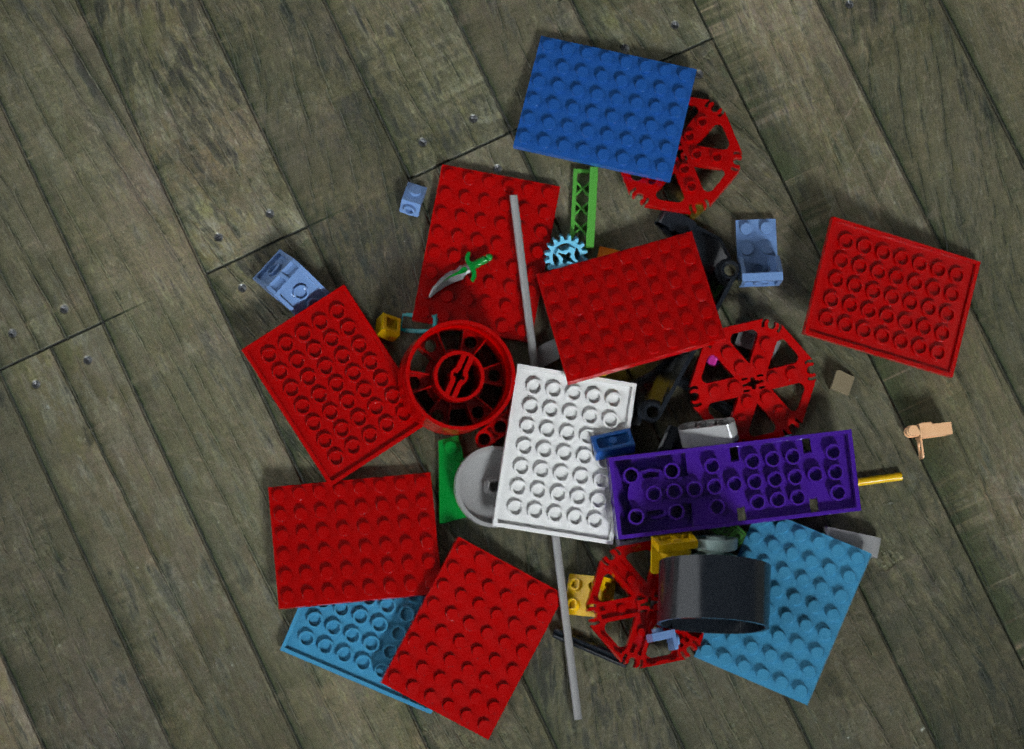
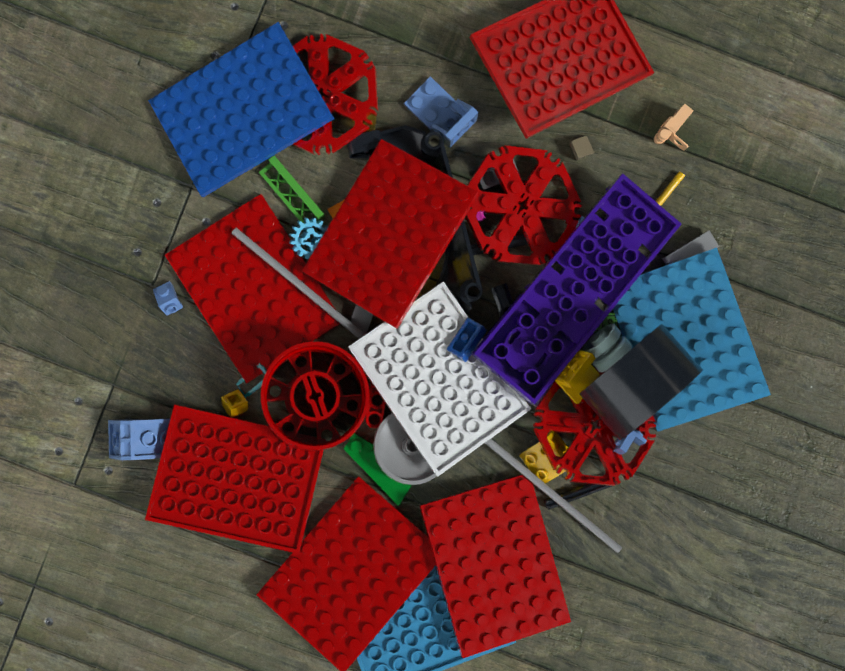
camera: 35 degrees left, 5 degrees up
(459, 273) = (248, 318): piece -> none
(708, 432) = (525, 269): light grey beam -> none

